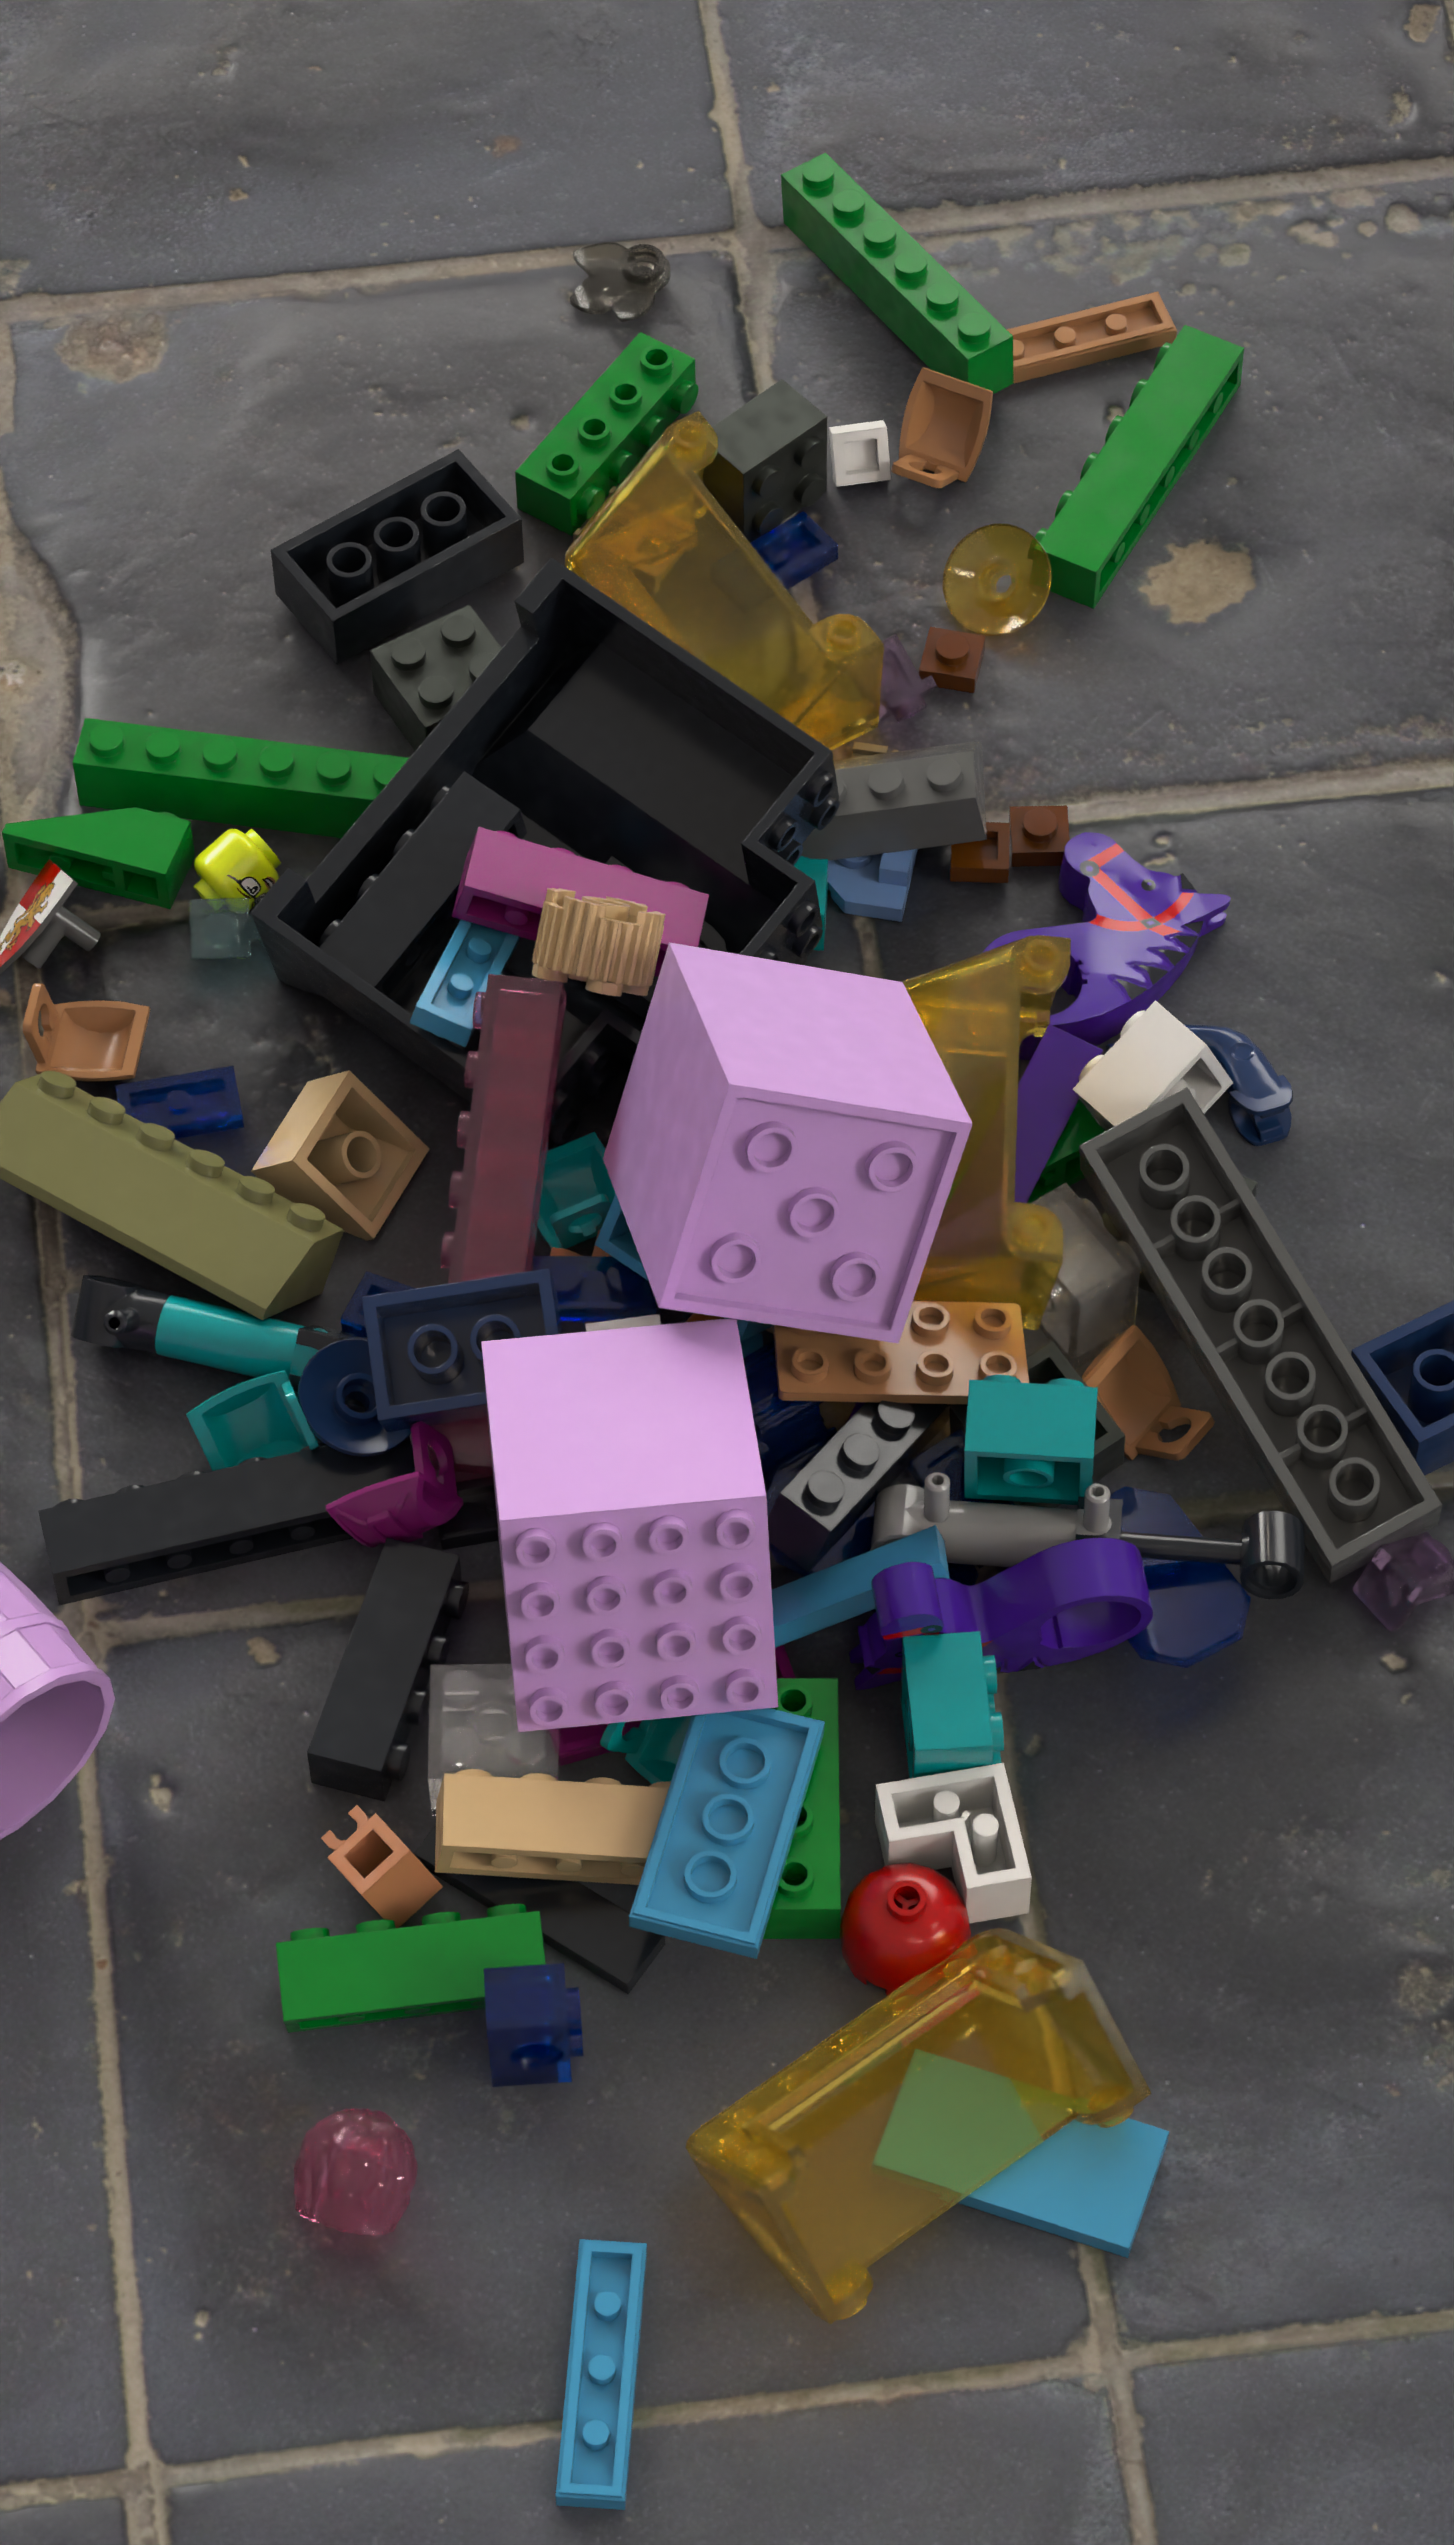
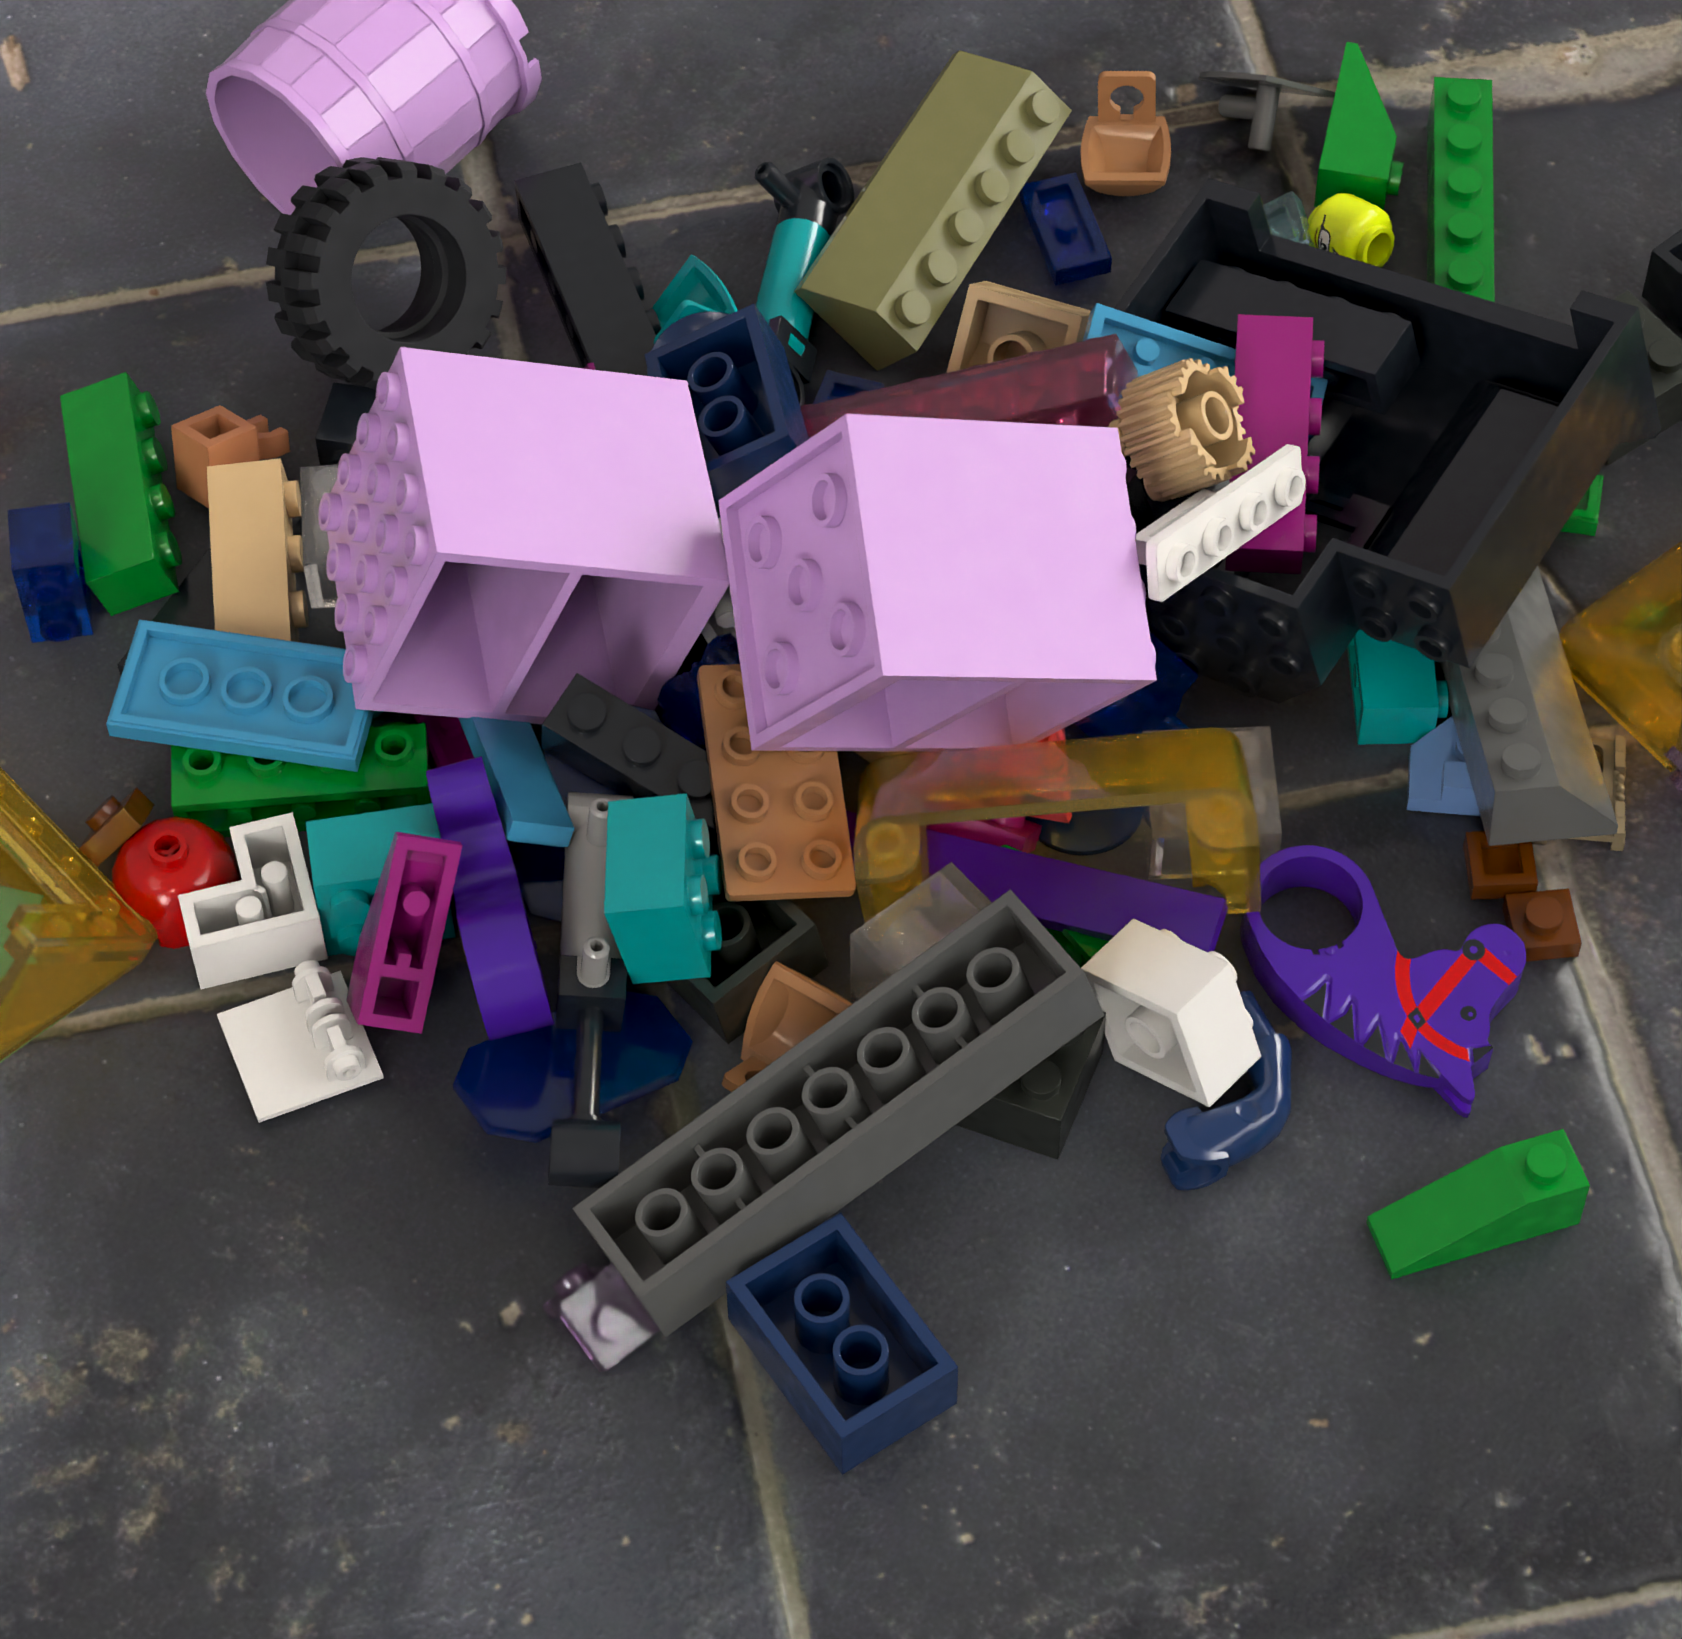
camera: 85 degrees right, 0 degrees up
(210, 1666) = (319, 253): none -> black tyre
(717, 923) = (1218, 523): none -> white bracket
(848, 1971) = (114, 823): none -> reddish brown plate
(1048, 1699) = (403, 933): none -> magenta slope
(1102, 1823) = (299, 1044): none -> white hinge
(1330, 907) = (1484, 1206): none -> green slope

